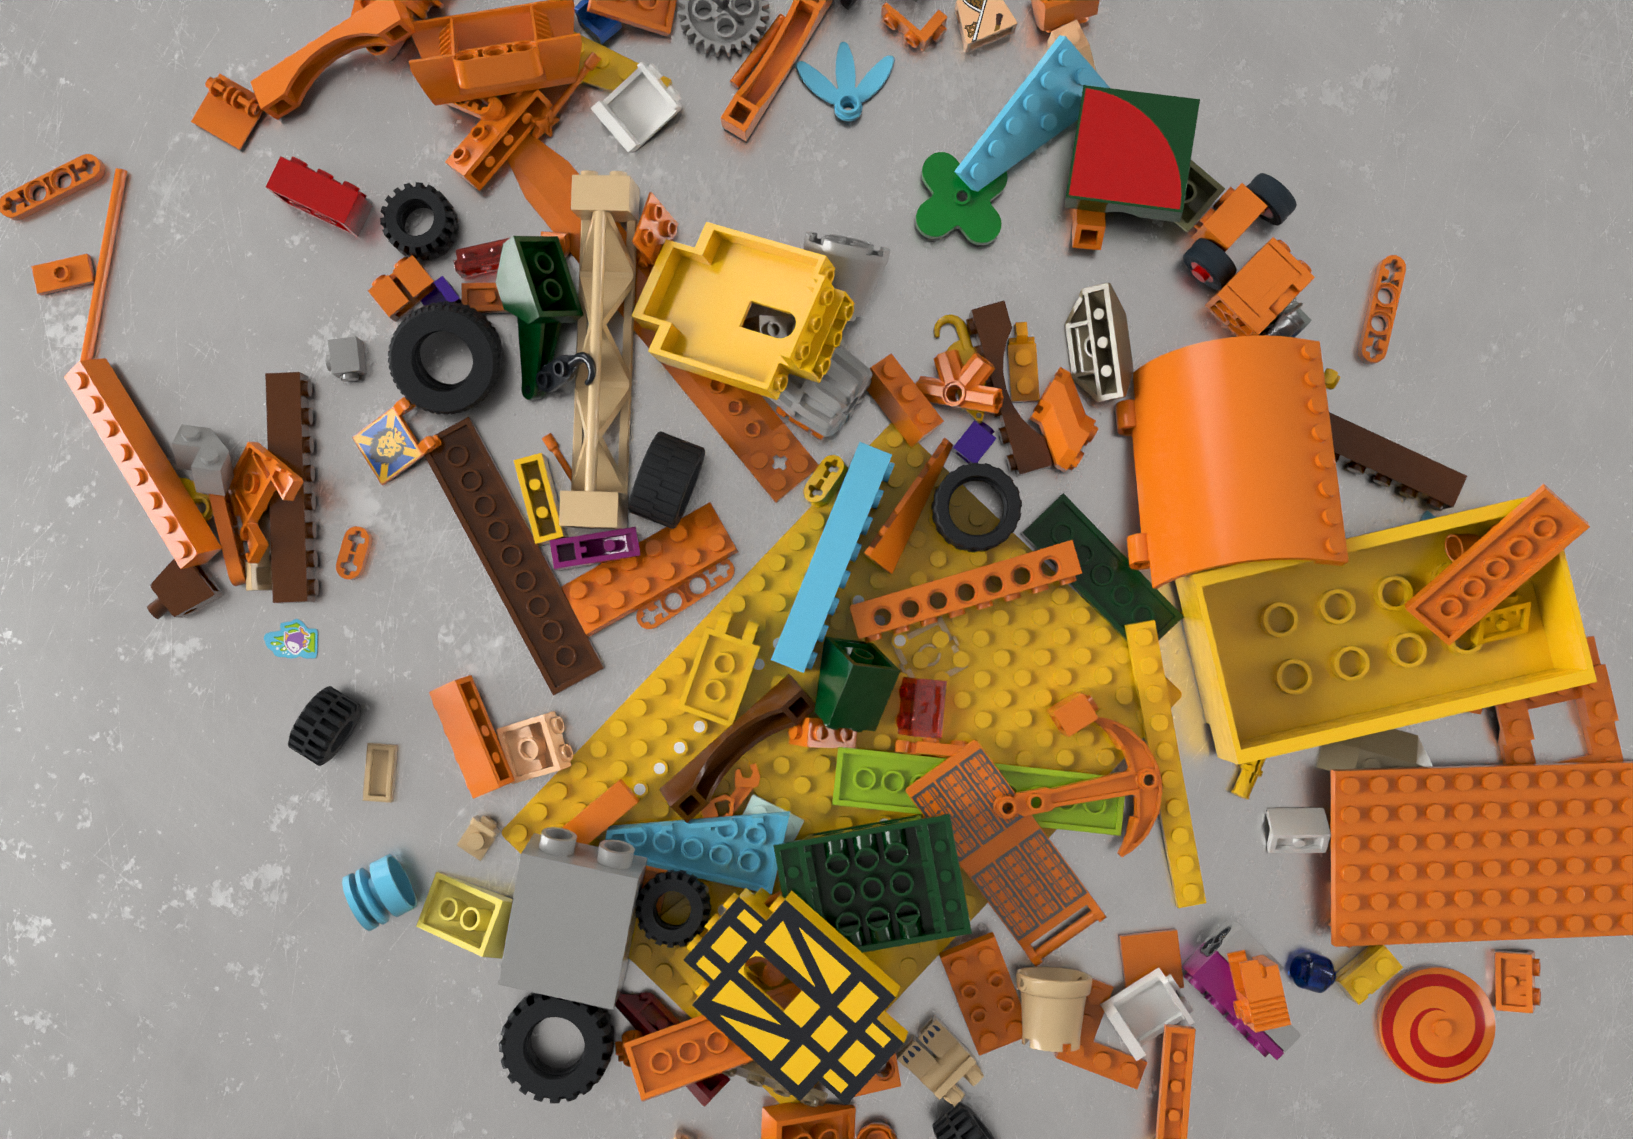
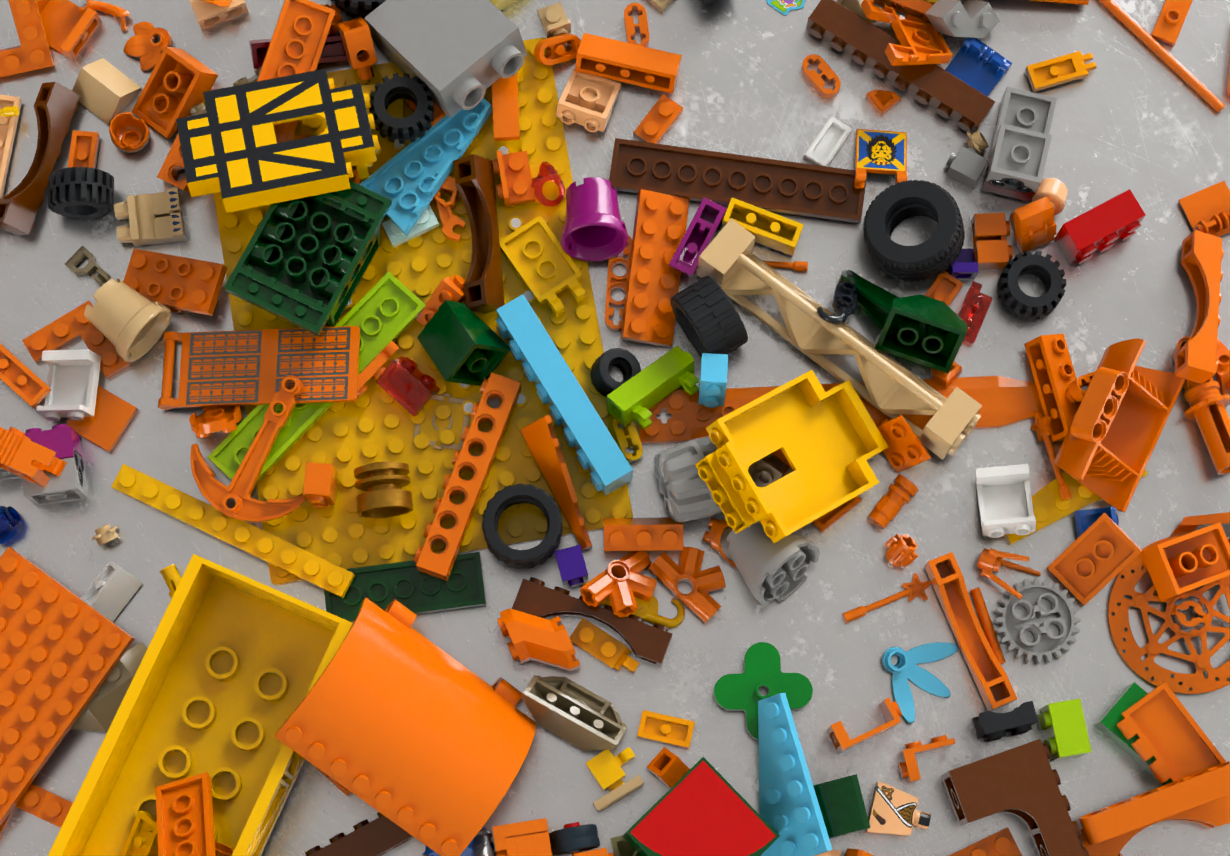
camera: 125 degrees right, 10 degrees down
(190, 340) = (1059, 70): none -> light orange hinge
(240, 415) = (978, 65): none -> blue hinge
(291, 322) = (1019, 144): none -> light grey piece
(315, 365) = (977, 141): none -> tan plate
(322, 262) = (1055, 192): none -> light nougat head
(336, 480) = (883, 100): none -> orange tile
(361, 258) = (1034, 224): none -> orange piece
(414, 501) = (827, 142): none -> white tile
(424, 752) = (642, 25): none -> orange beam
(506, 670) = (658, 120): none -> orange plate
(511, 813) = (555, 49): none -> orange plate
(634, 731) = (547, 173): none -> clear red piece
(640, 996) = (357, 37): none -> orange torso
(649, 653) = (593, 221): none -> magenta piece
(658, 757) = (514, 177): none -> orange bracket
(700, 83) = (992, 560): none -> orange plant
(709, 206) = (892, 501): none -> orange axle
(720, 435) = (713, 380): none -> medium azure piece
(748, 168) = (901, 550): none -> orange gear
(762, 519) = (618, 357): none -> black tyre
(764, 489) = (651, 385): none -> lime brick
(774, 136) = (913, 589): none -> orange piece
(857, 338) = (714, 536): none -> orange helmet
(903, 322) = (689, 571): none -> orange piece
(932, 79) = (841, 739): none -> orange panel
(1011, 58) = (842, 806): none -> dark green slope
(1026, 1062) = (89, 269): none -> dark tan piece
(1036, 654) = (383, 484): none -> pearl gold wheel
(1054, 259) = (665, 729): none -> light orange plate
(1083, 854) = (215, 419): none -> orange plate
(1126, 282) = (607, 768): none -> yellow brick
(1140, 258) = (618, 794): none -> tan tile
(1251, 874) = (105, 534): none -> tan plate

